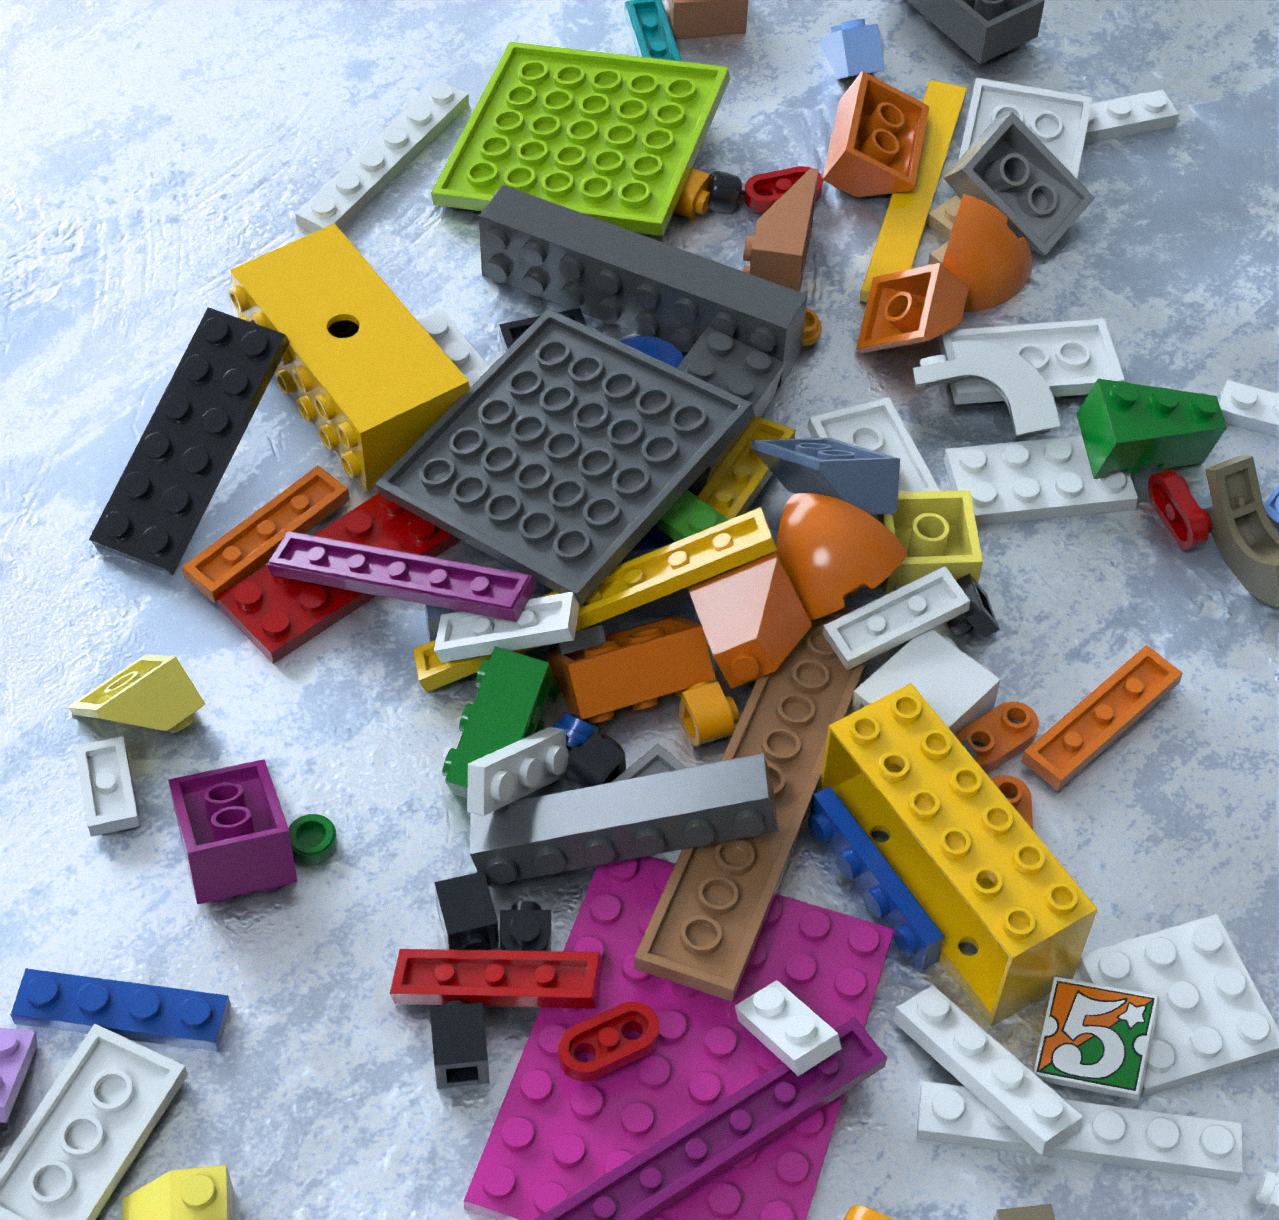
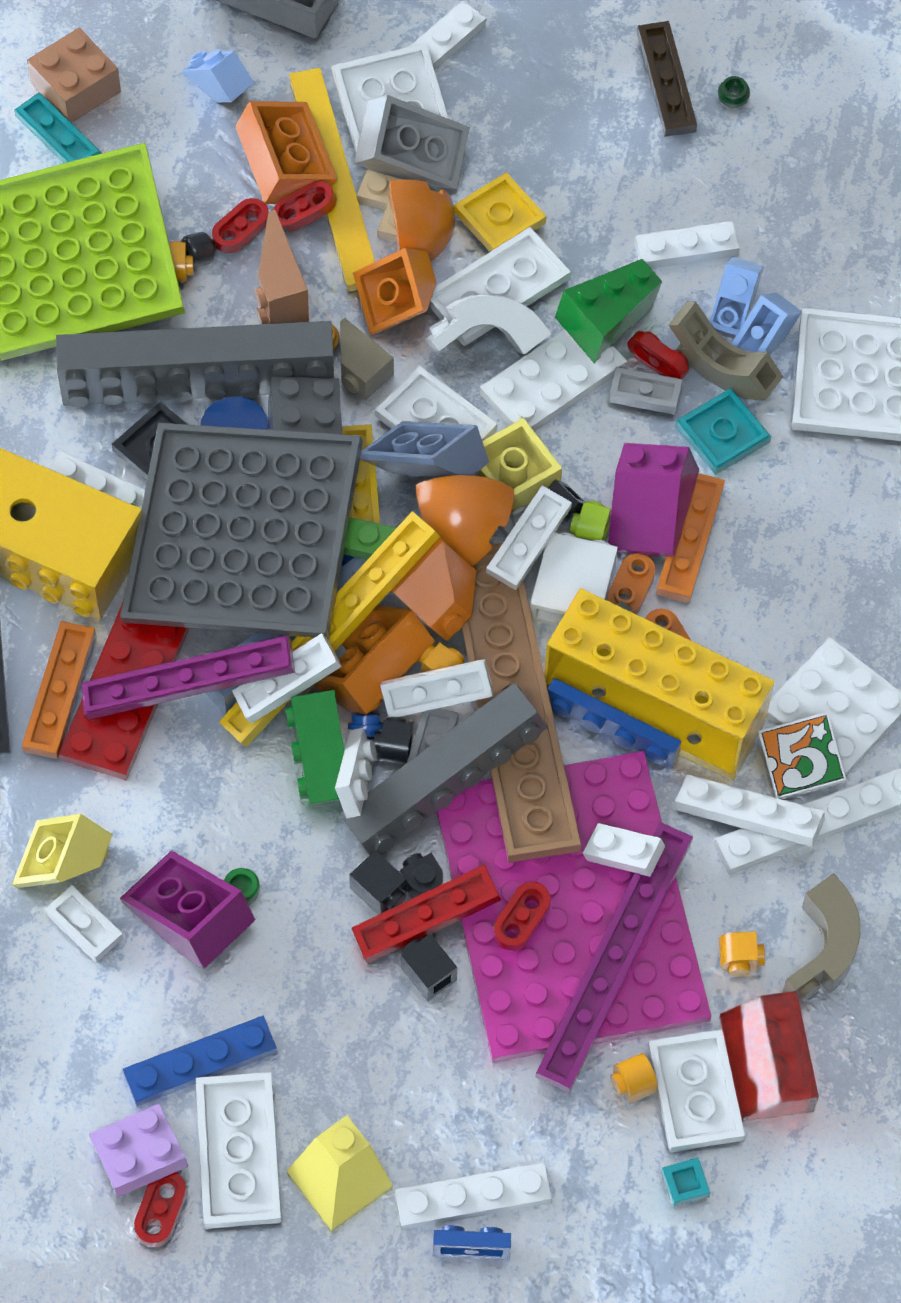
camera: 30 degrees left, 10 degrees up
(678, 727) = (437, 688): none -> white plate
(826, 367) = (363, 362): none -> dark tan slope
(862, 197) = (304, 205): none -> red plate
(990, 643) = (592, 522): none -> lime plate
(1077, 648) = (651, 498): none -> magenta slope
(1079, 291) = (499, 212): none -> yellow plate
(1141, 538) = (645, 390): none -> light grey plate
(1213, 624) = (723, 431): none -> teal tile

